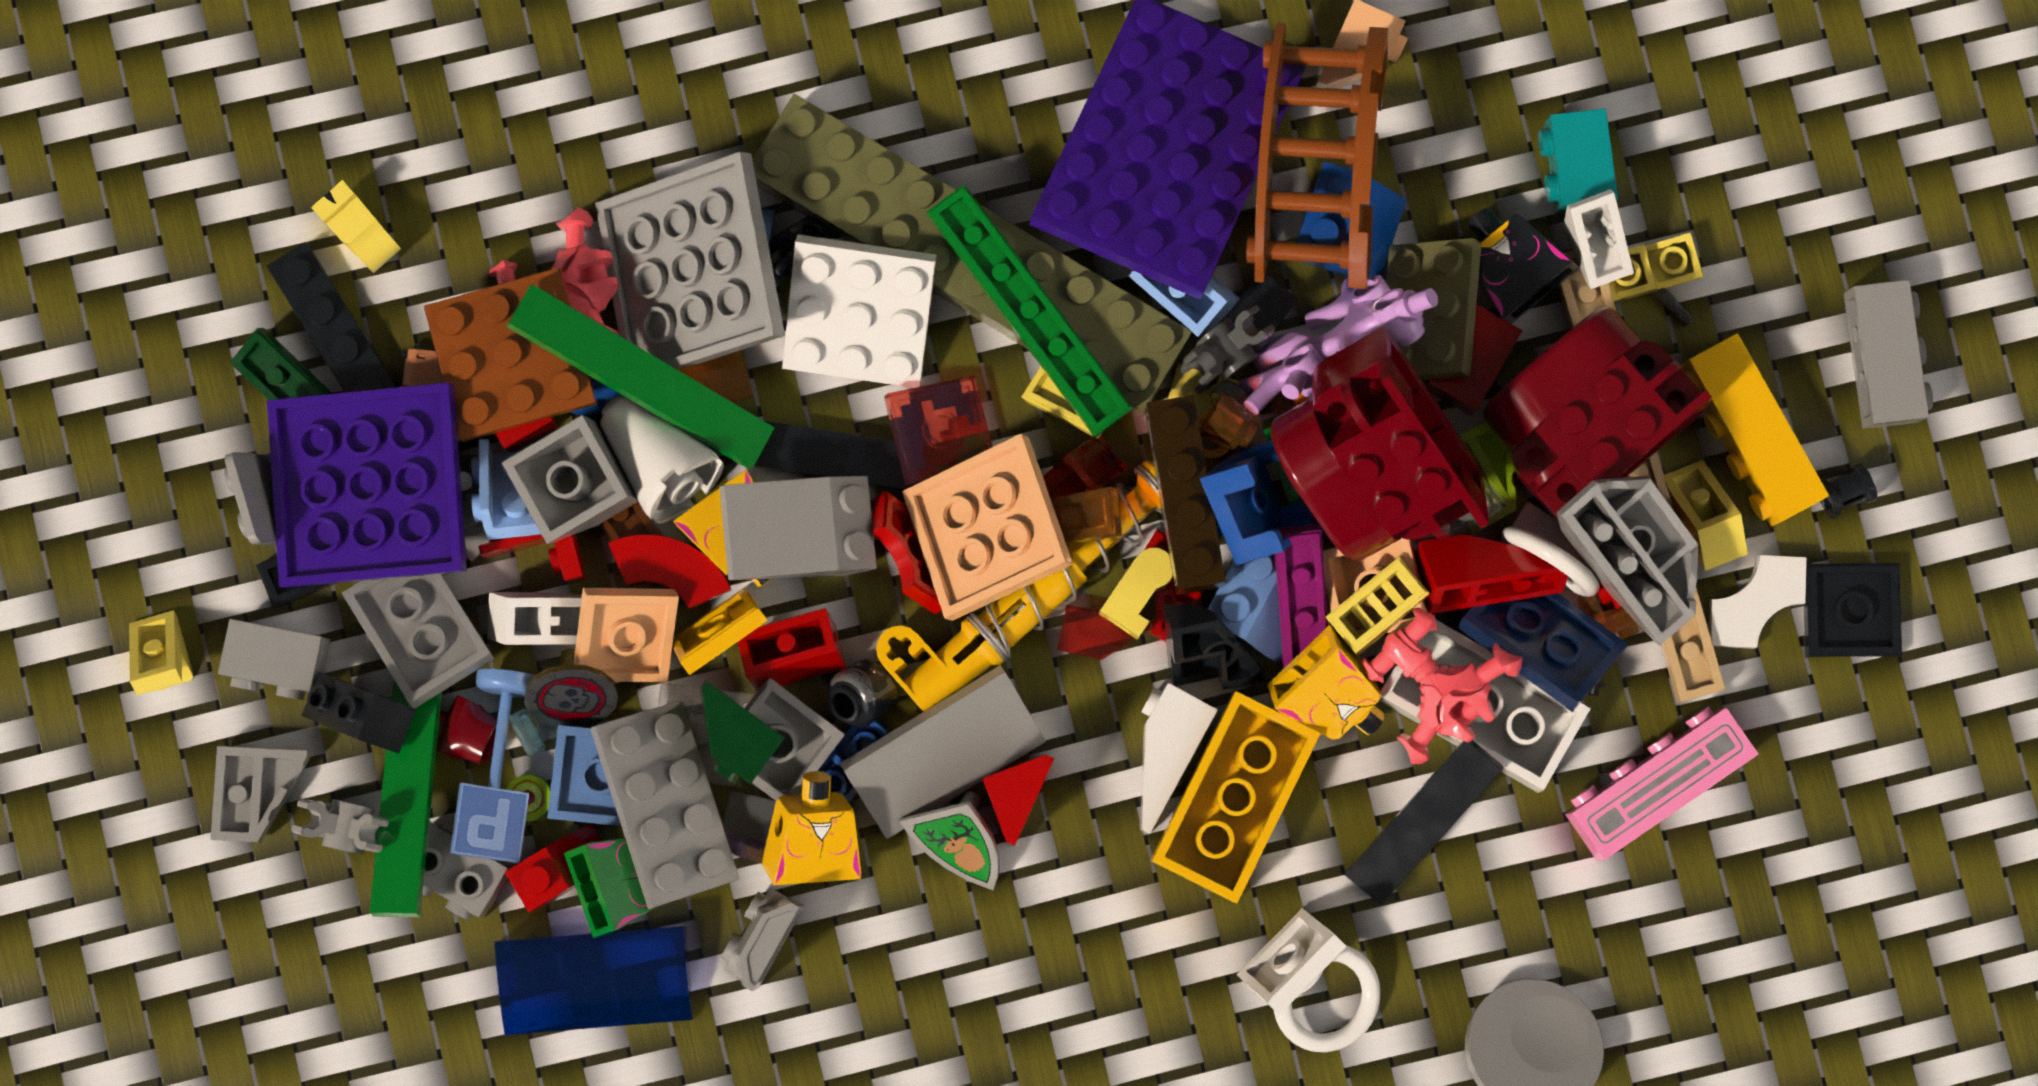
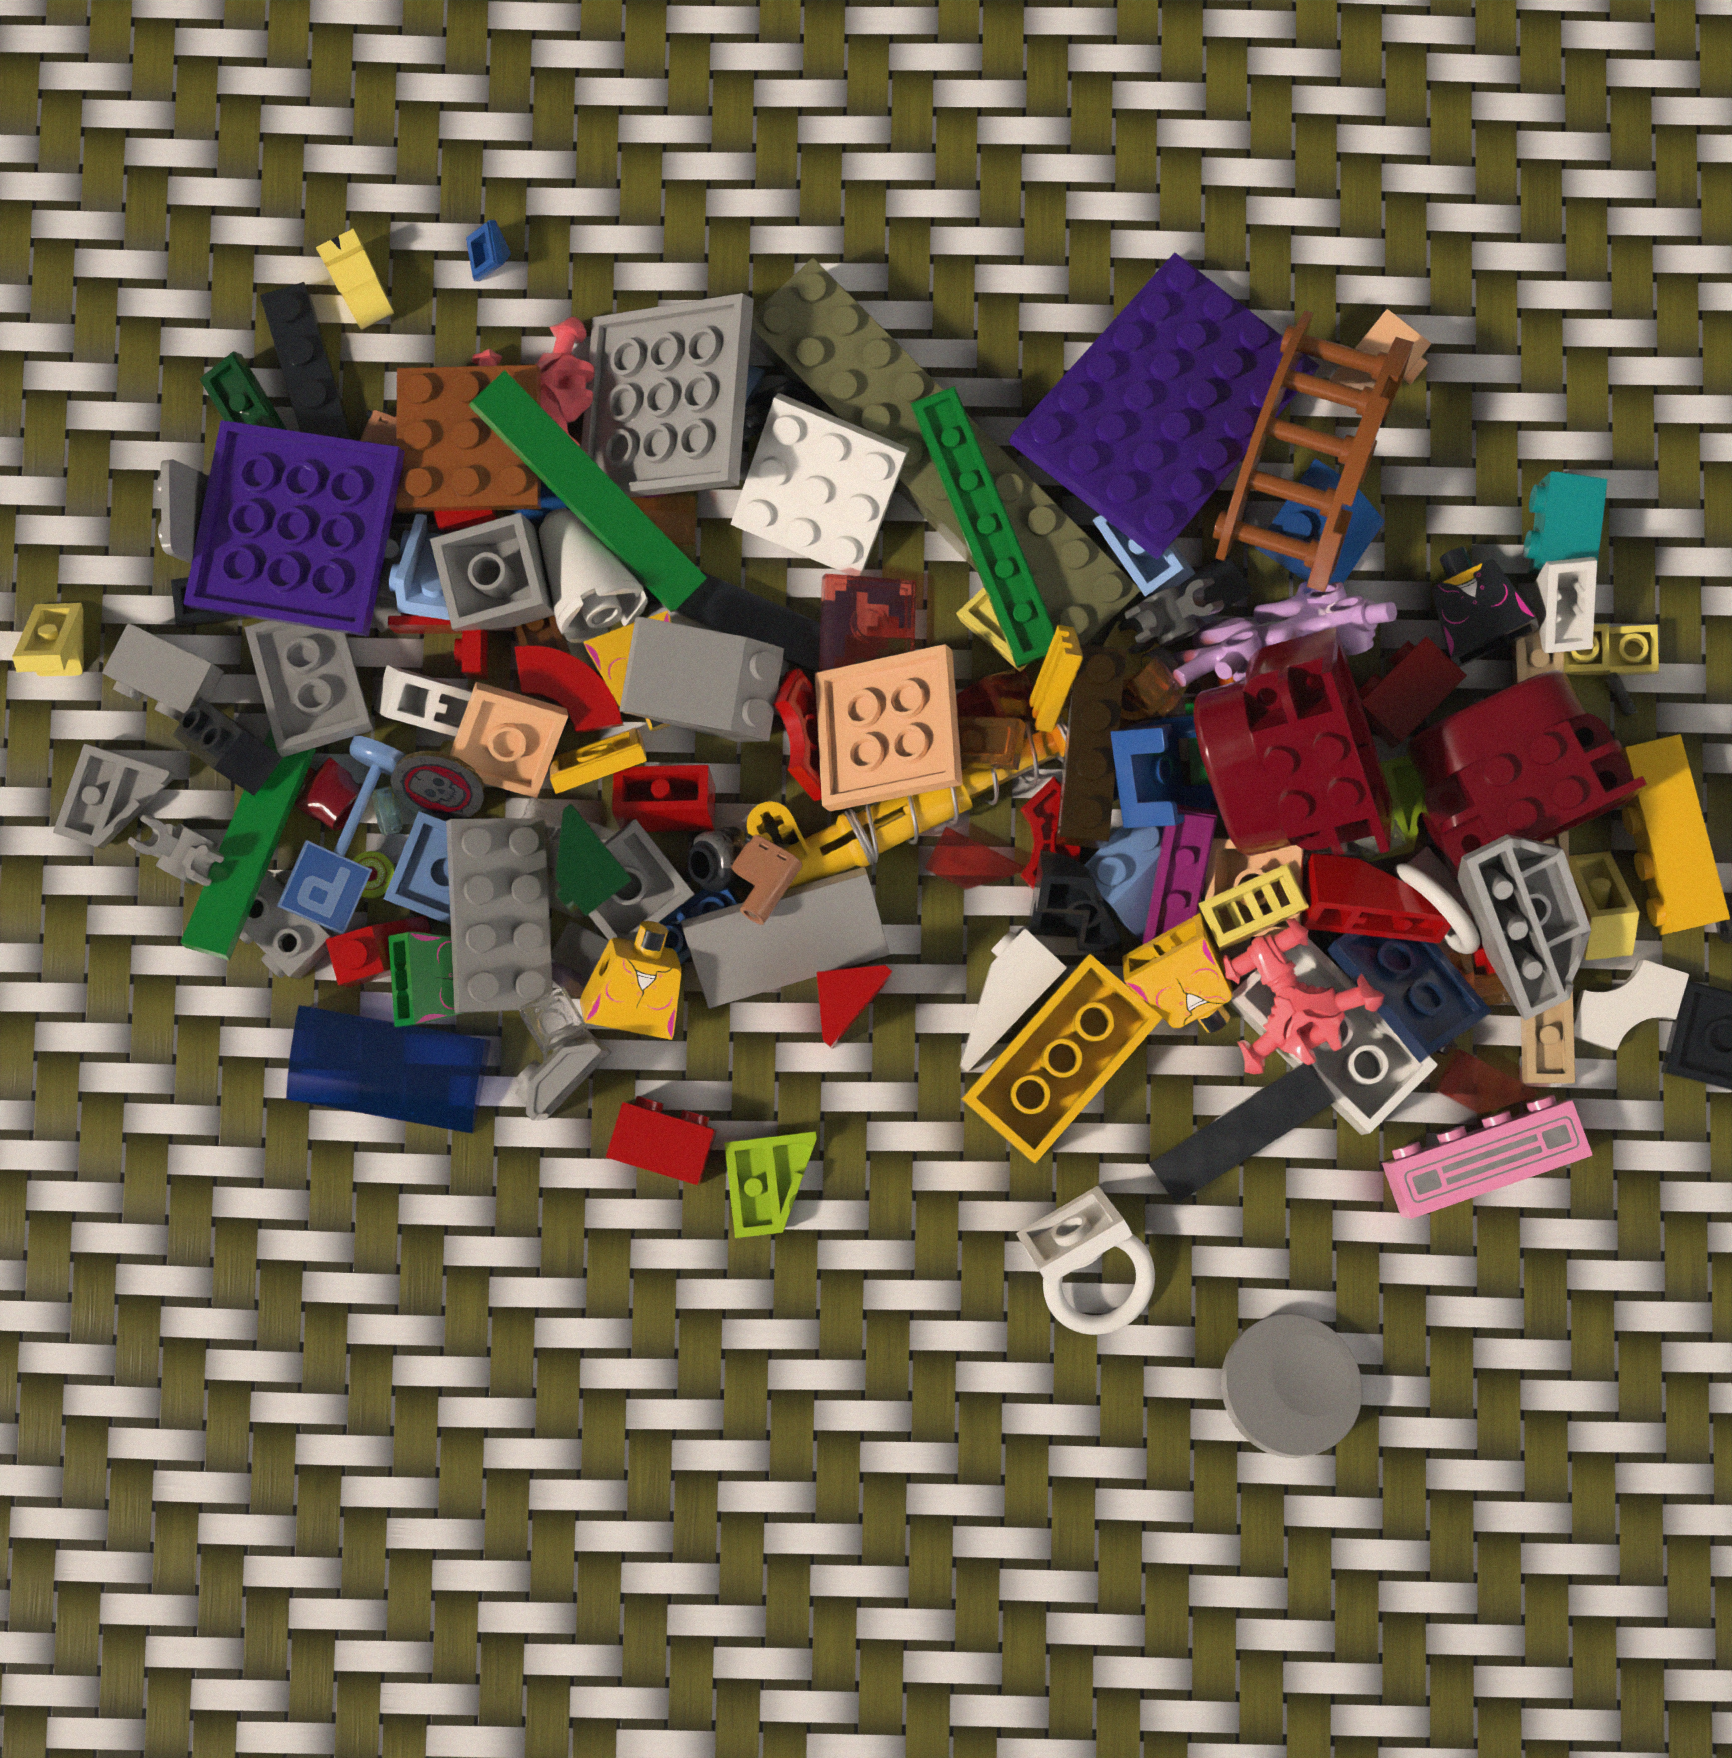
camera: 20 degrees right, 0 degrees up
(474, 164) = (486, 250): none -> blue slope
(744, 890) = (553, 1019): none -> clear plate
(877, 978) = (662, 1141): none -> red brick
(911, 693) = (769, 870): none -> nougat piece
(958, 840) = (777, 1027): shield -> none
(986, 988) = (766, 1180): none -> lime wing
(1134, 439) = (1056, 678): none -> yellow tile
(1147, 574) = (1030, 818): light yellow leg -> none
(1453, 273) = (1391, 664): olive plate -> none
(1638, 715) = (1480, 1085): none -> clear red tile

